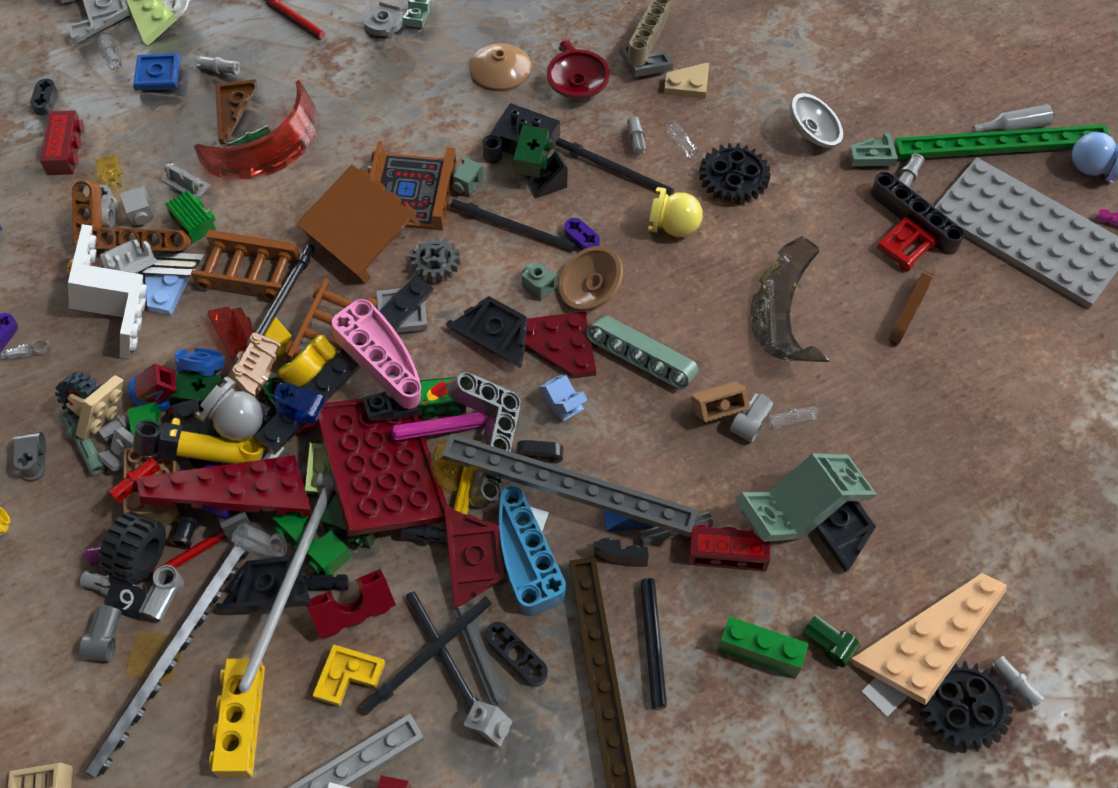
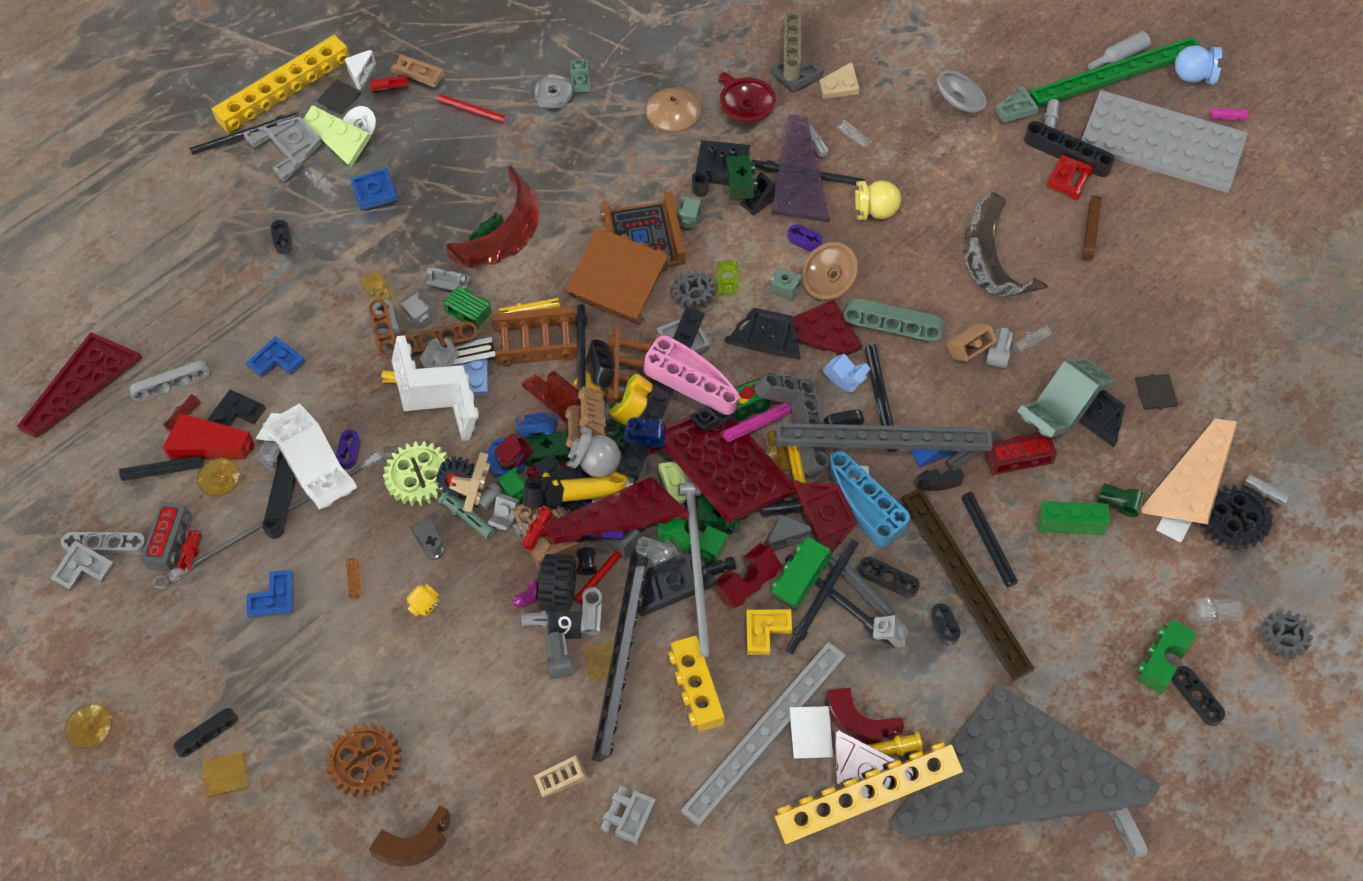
camera: 15 degrees left, 0 degrees up
(40, 376) = (399, 480): none -> yellowish green gear
(61, 142) = (322, 273): dark red brick -> none
(218, 65) = (425, 169): light grey pin -> none
(231, 103) = (454, 200): reddish brown wing -> none
(281, 235) = (545, 304): none -> yellow pin
(294, 313) = (600, 363): none -> black beam
(412, 620) = (801, 573): none -> green brick
(418, 565) = (788, 533): none -> dark grey slope
(474, 211) = (705, 240): black bar -> none
(477, 256) = (727, 277): none -> clear neon green window
(553, 733) = (950, 622): none -> black beam
(596, 424) = (879, 387): none -> black axle
(599, 172) = (799, 181): none -> clear purple wing
(734, 173) = (910, 153): black gear -> none
(922, 520) = (1156, 391): none -> clear smoke piece

